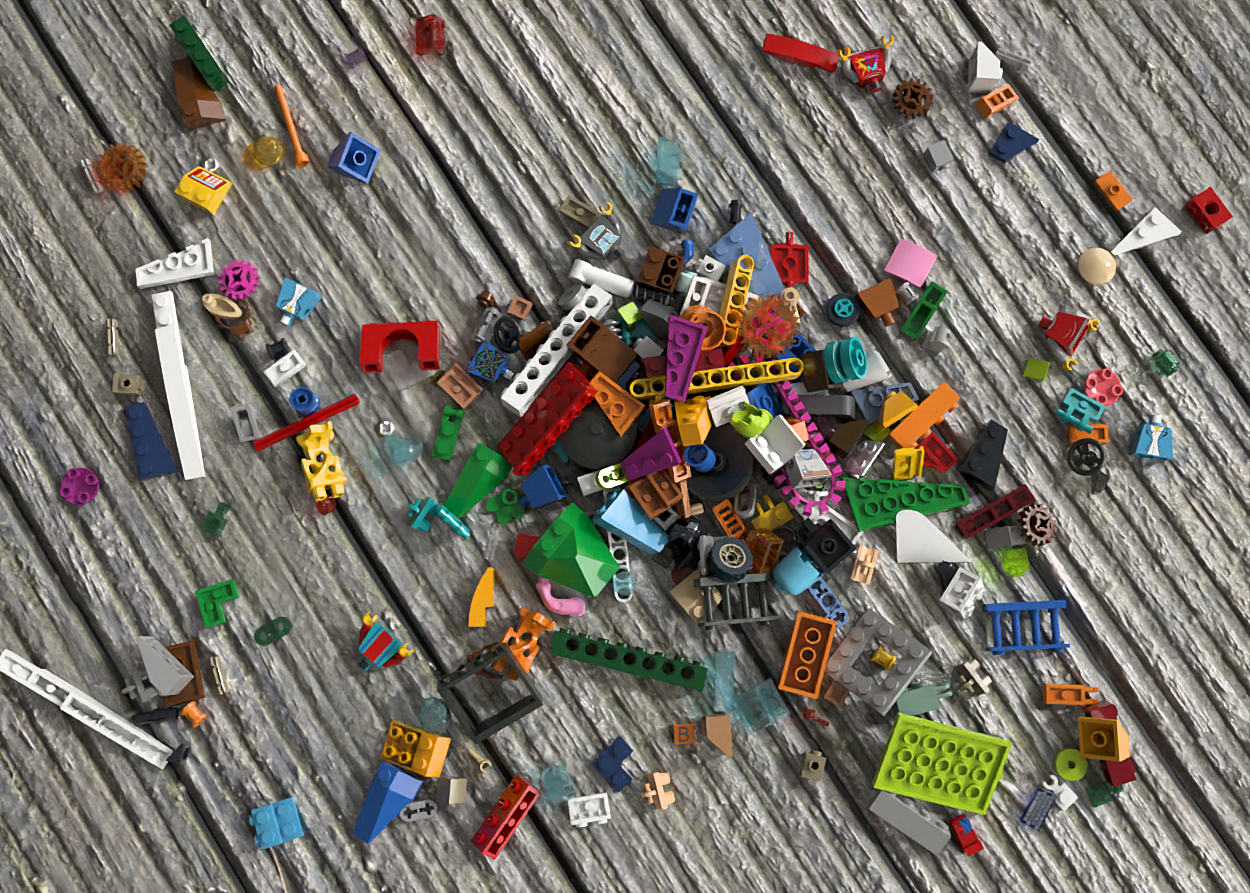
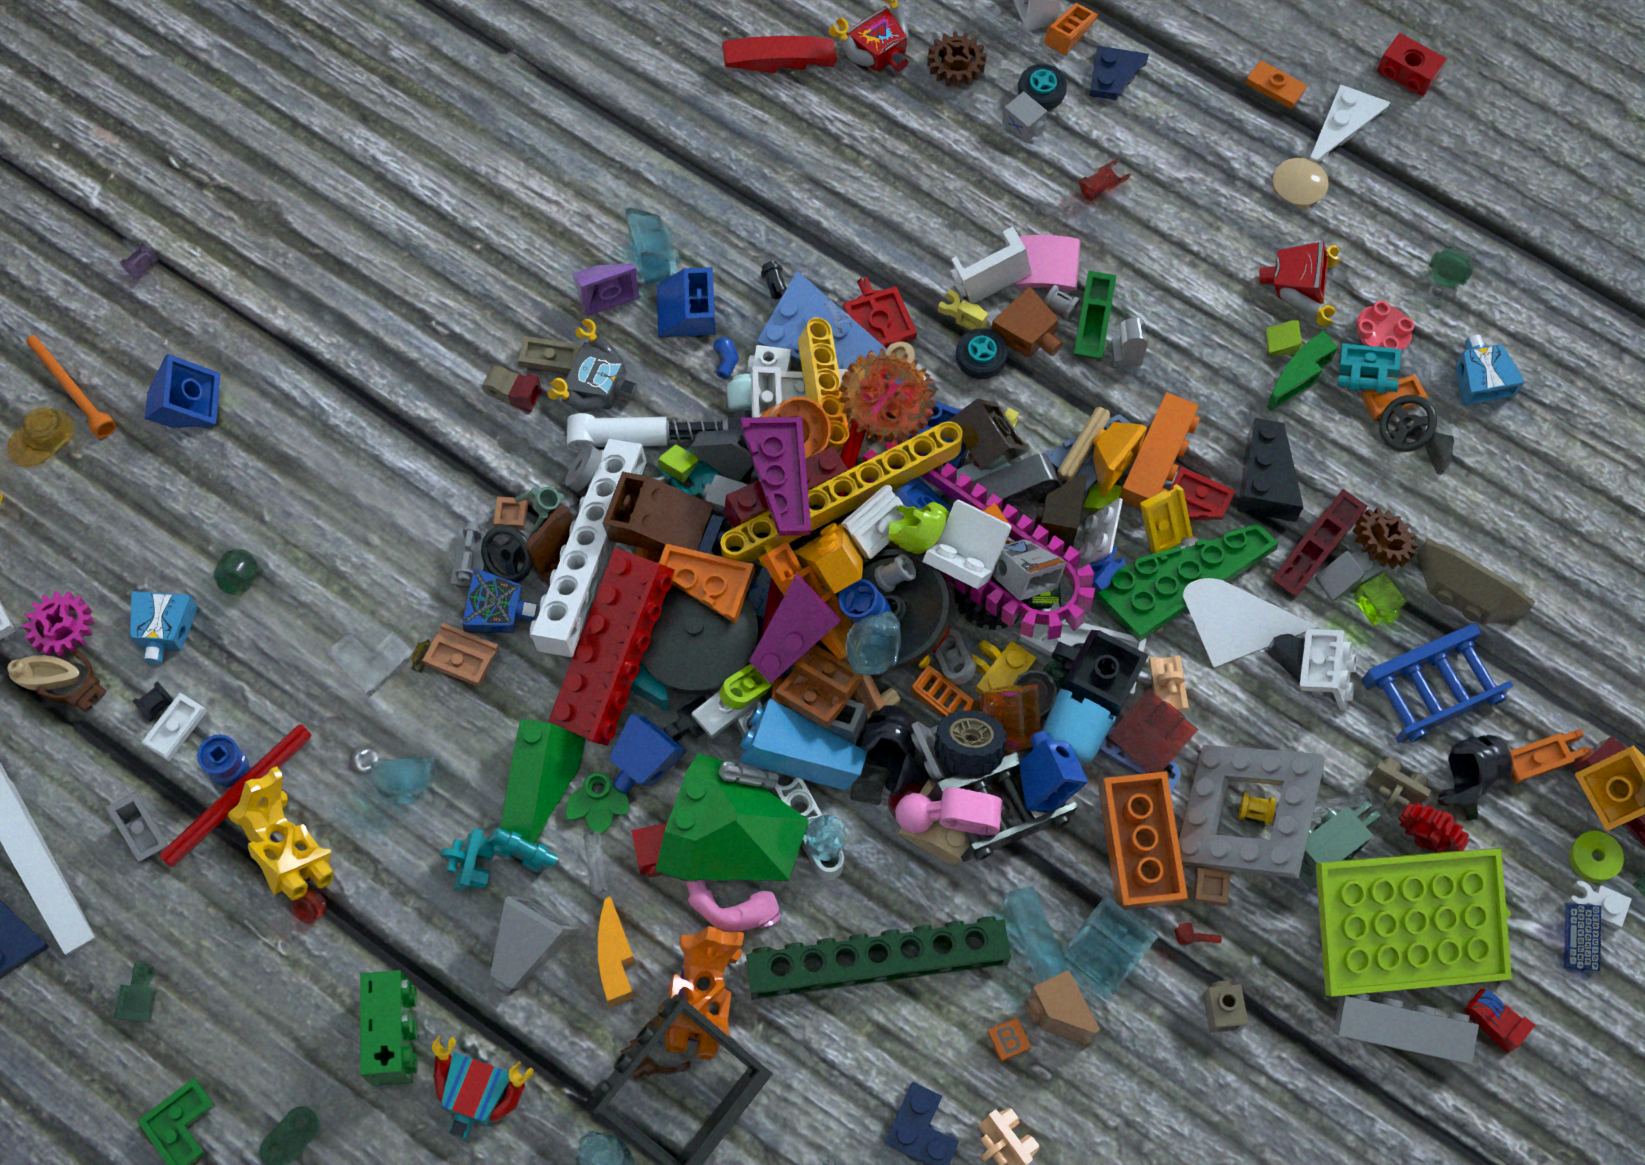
camera: 25 degrees left, 15 degrees down
(343, 594) = (387, 1028): none -> green piece
(349, 285) = (235, 571): none -> clear green head
(378, 337) = (310, 625): red arch -> none
(430, 35) = (240, 198): clear red bracket -> none
(437, 572) = (526, 941): none -> light grey slope
(448, 434) = (467, 731): green plate -> none
(485, 299) = (453, 519): reddish brown plate -> none
(539, 314) = (544, 502): none -> sand green plant
(549, 226) = (512, 388): none -> leg
(594, 529) = (748, 775): none -> light grey axle
(629, 179) = (606, 286): none -> medium lavender slope
(660, 271) = (699, 389): reddish brown slope -> none
(695, 483) = (874, 643): none -> clear light blue hair
(702, 598) = (957, 810): none -> bright pink beam
(729, 442) = (895, 573): none -> light grey bush
(768, 596) = (1050, 774): none -> blue torso
(841, 592) = (1153, 732): none -> clear red plate
(845, 360) = (1016, 405): teal wheel -> none
(846, 281) = (966, 314): none -> light yellow plate
(854, 482) = (1105, 569): none -> blue plate
(871, 261) = (993, 271): none -> white panel
(875, 371) = (1050, 417): white cone -> none
(879, 395) = (1083, 444): none -> tan axle
(960, 131) = (1046, 76): none -> black wheel
(968, 219) = (1102, 180): none -> clear red piece
(979, 714) = (1433, 828): none -> red gear
(1023, 687) = (1476, 768): none -> black piece
(1037, 395) = (1303, 369): none -> green slope
(1072, 574) = (1470, 586): none -> dark tan wedge

